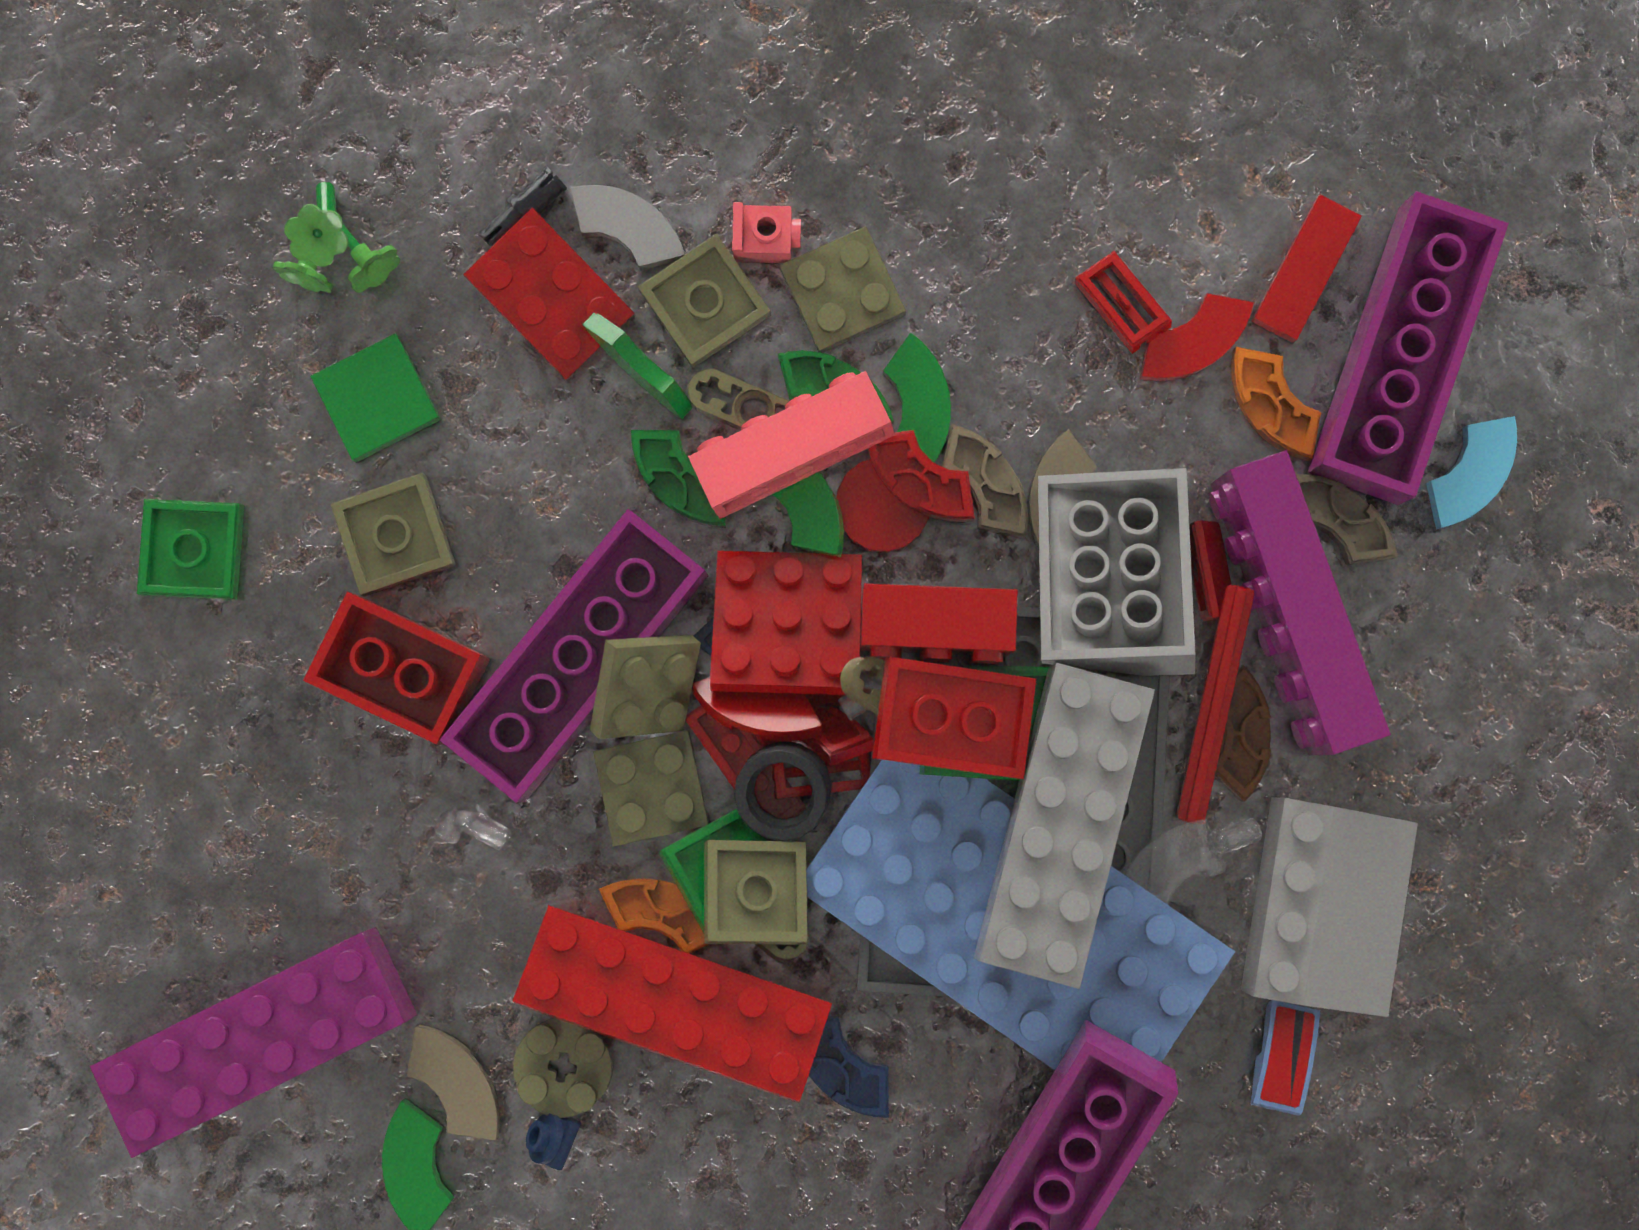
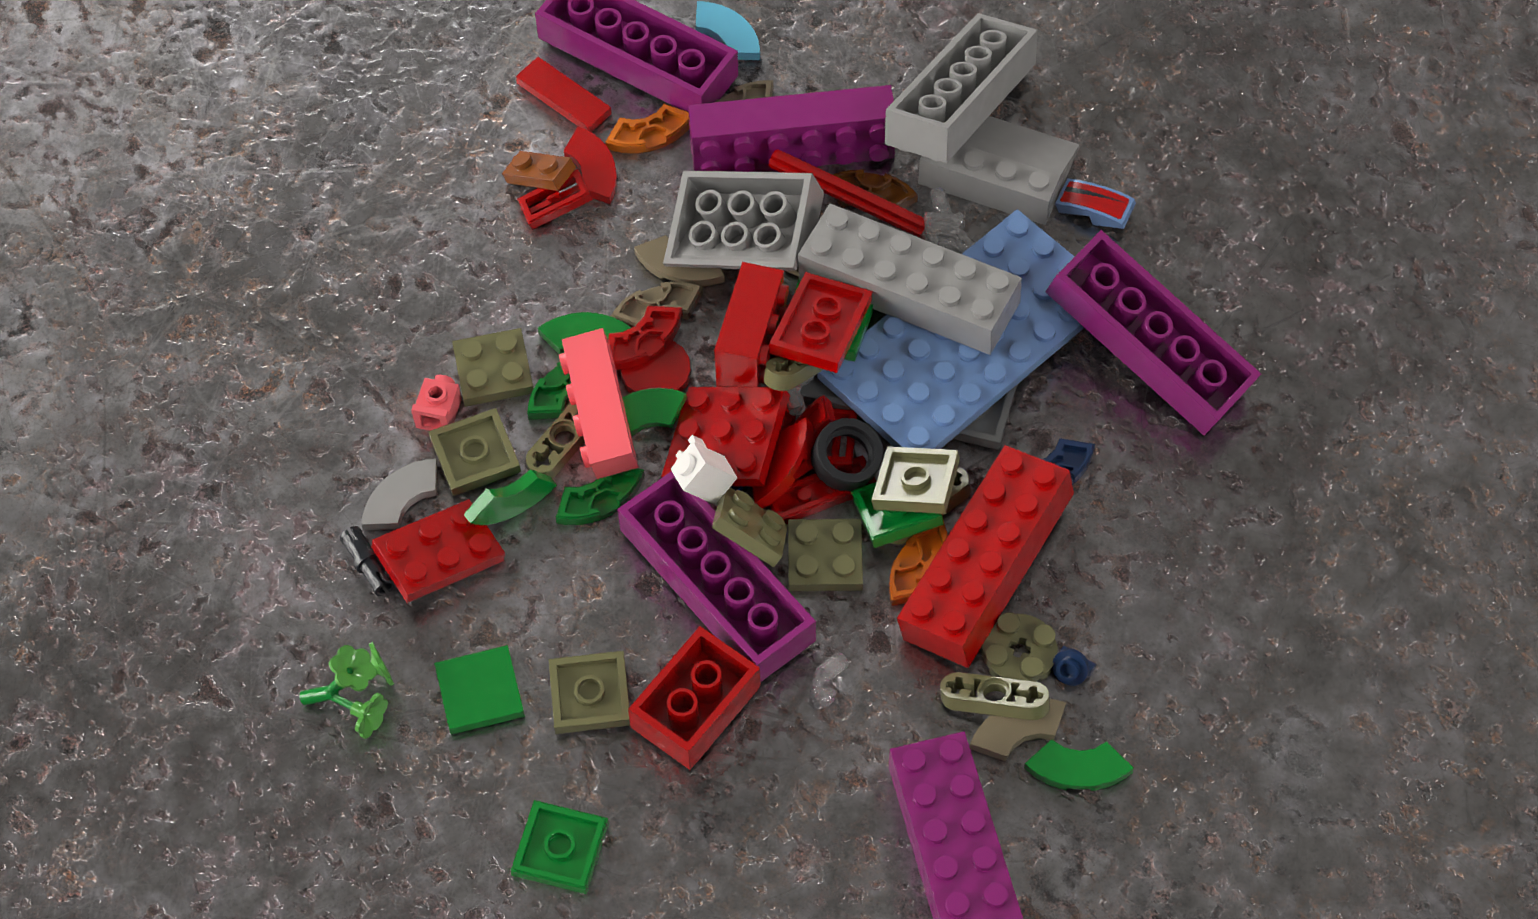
camera: 80 degrees left, 25 degrees down
(490, 1086) = (967, 702): none -> olive beam
(698, 605) = (703, 471): none -> white brick
(1160, 268) = (538, 170): none -> dark orange plate
(1419, 837) = (960, 88): none -> light grey brick

